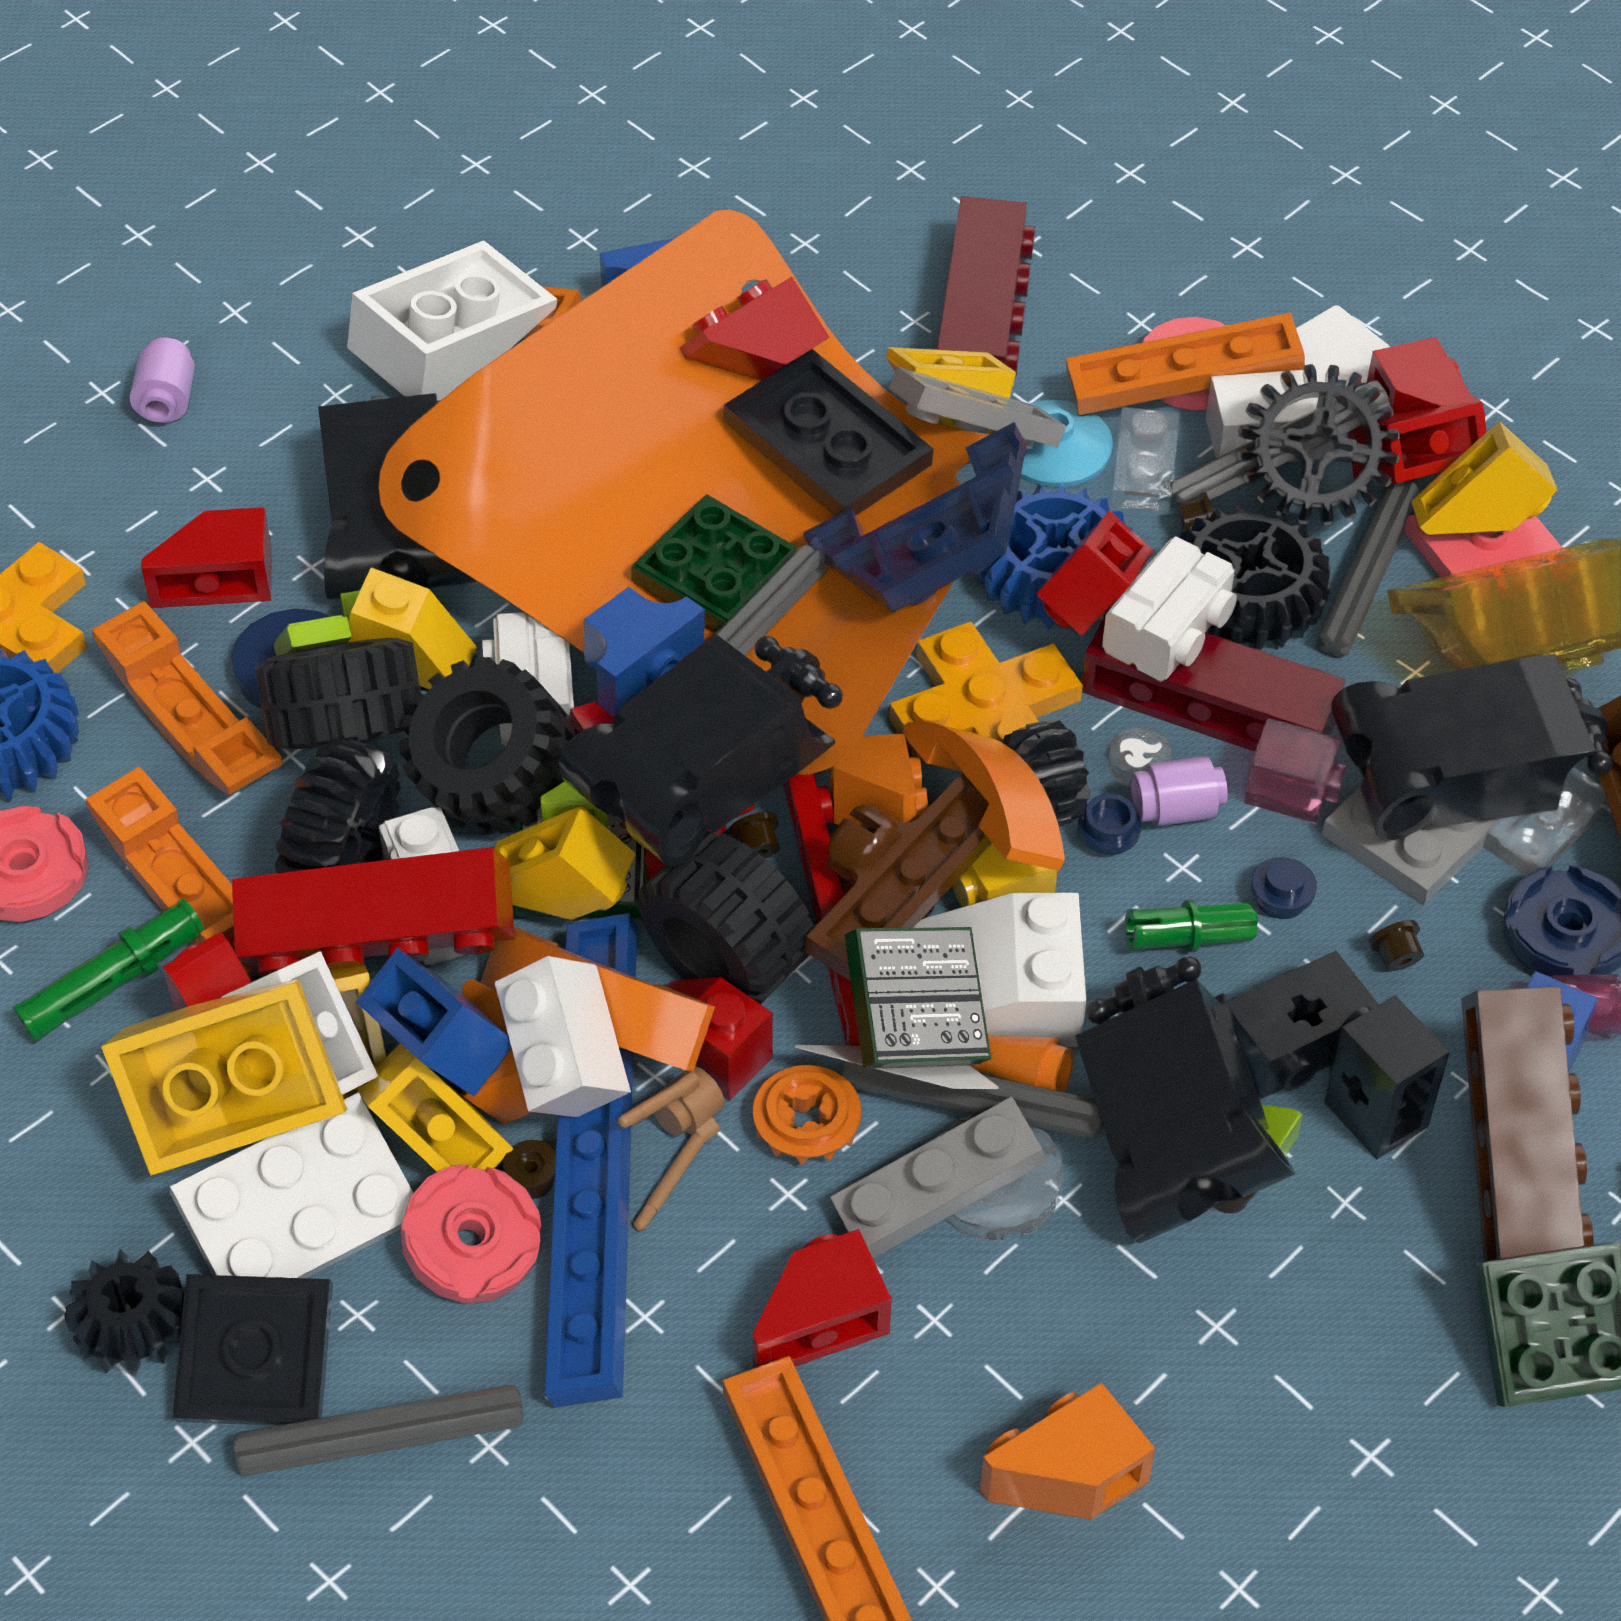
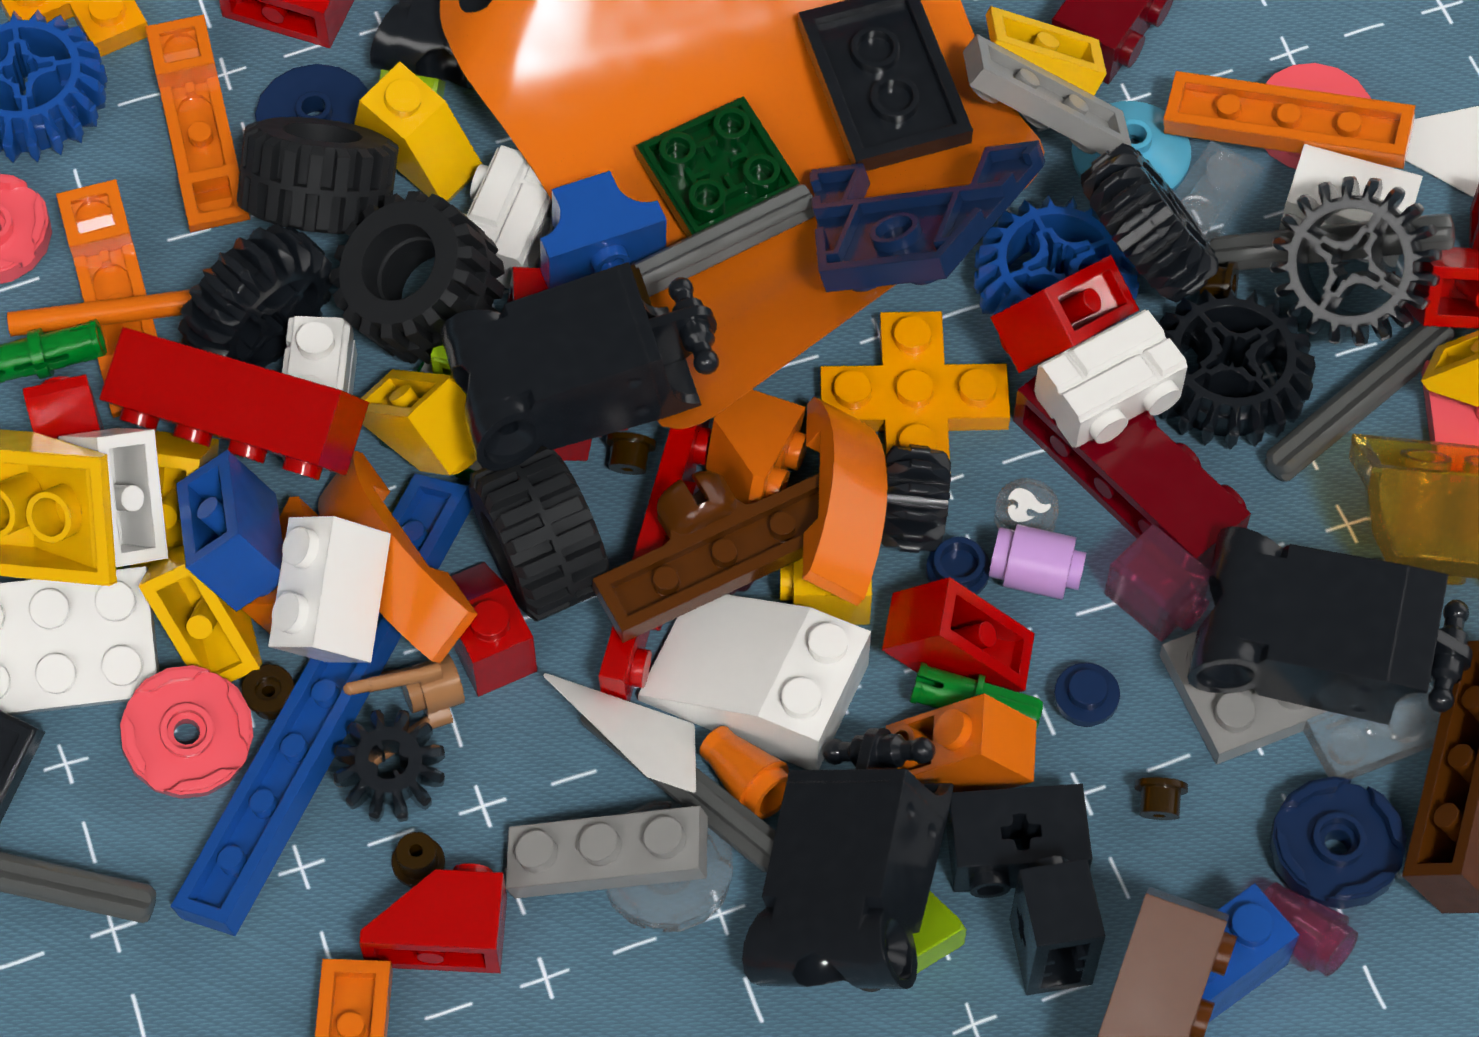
camera: 25 degrees right, 10 degrees up
(190, 888) = (105, 311): none -> orange piece
(313, 634) = (325, 107): lime tile -> none
(707, 1170) = (365, 773): none -> black gear
(755, 1263) = (412, 869): none -> dark brown piece
(800, 1090) = (542, 713): orange gear -> none
(917, 997) = (662, 677): tile -> none
(1126, 474) = (1149, 223): none -> black gear
(1141, 871) = (958, 634): none -> red slope
(1230, 947) = (976, 745): none -> orange slope

